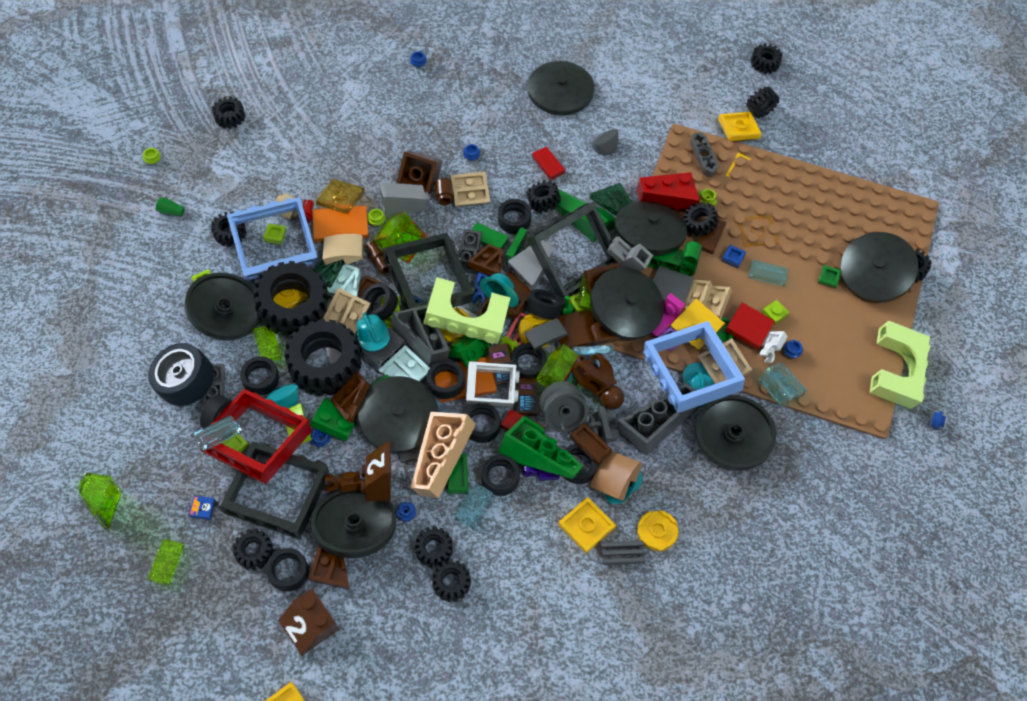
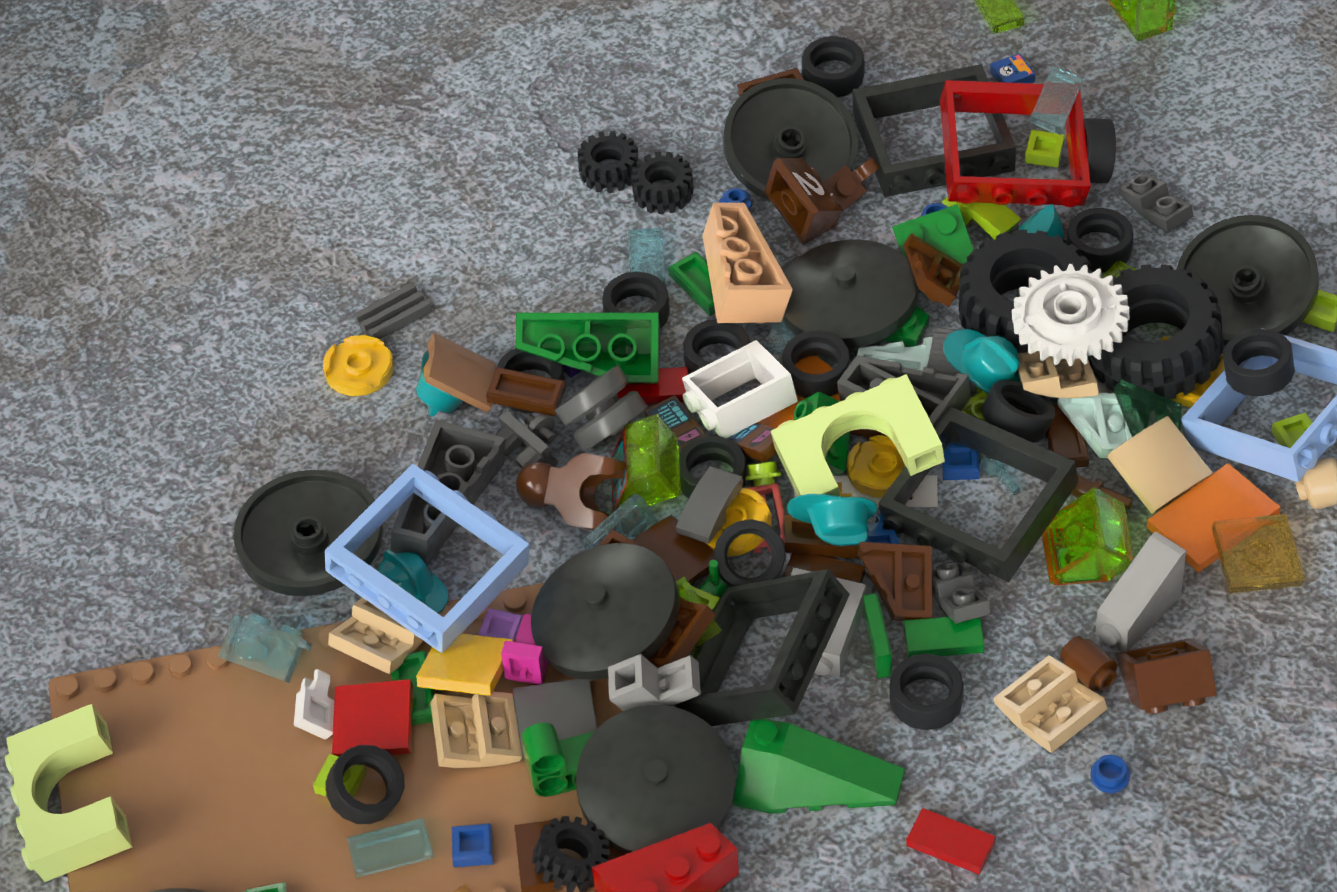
camera: 155 degrees right, 10 degrees down
(181, 374) = (1200, 163): black wheel -> none
(248, 538) = (897, 51): black tyre -> none
(267, 235) = (1259, 381): none -> black tyre
(307, 622) = (753, 40): reddish brown slope -> none
(308, 209) = (1283, 494): red pin -> none
(340, 312) = (1070, 314): none -> white gear
(541, 203) = (891, 764): black tyre -> none
(587, 525) = (469, 318): yellow tile -> none
(611, 198) = (768, 830): clear green wing -> none
(769, 302) = (383, 764): none -> black tyre
(793, 349) = (275, 725): blue plate -> none

